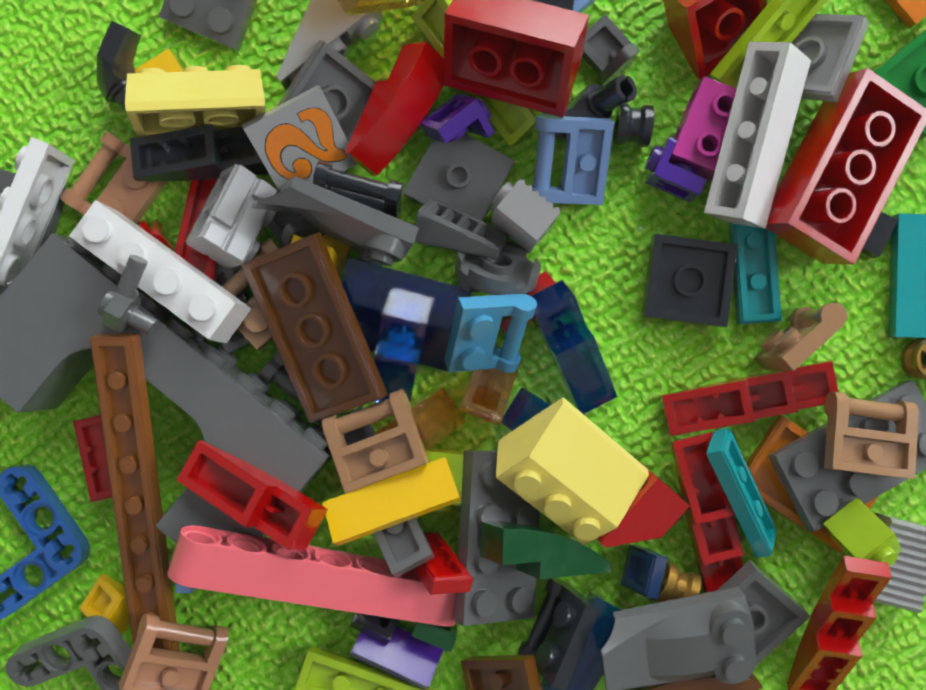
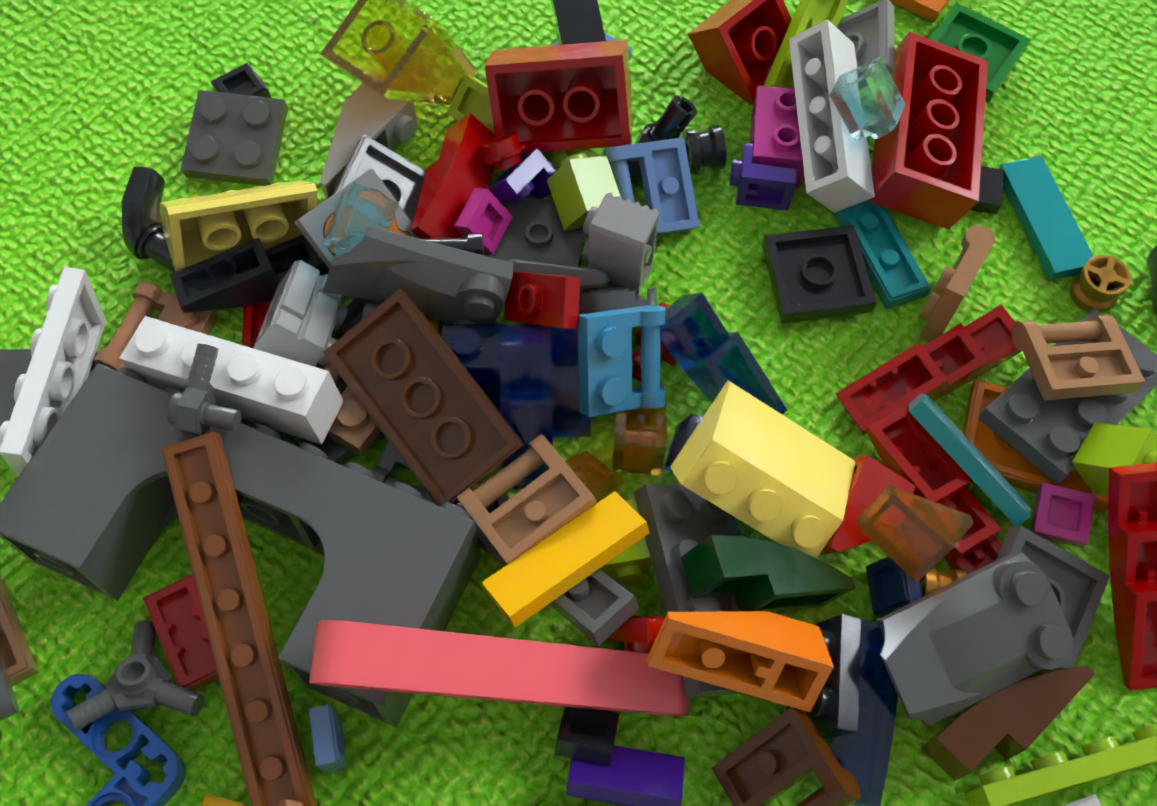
camera: 20 degrees left, 25 degrees down
(60, 489) = (137, 685): none -> dark grey piece
(252, 496) = (397, 576): red slope -> none
(296, 148) = (353, 213): none -> clear light blue brick
(411, 156) = (484, 215): none -> dark pink plate
(436, 268) = (543, 300): none -> red plate
(439, 636) = (666, 730): dark green tile -> none
(446, 91) = (503, 151): none -> red plate
(508, 152) = (579, 186): none -> lime brick
(511, 620) = (746, 653): none -> orange slope
(608, 50) = (652, 95): dark grey tile -> none
(671, 557) = (913, 529): none -> clear orange slope
(792, 144) = (868, 100): none -> clear light blue brick
(799, 551) = (1062, 514): none -> dark pink plate

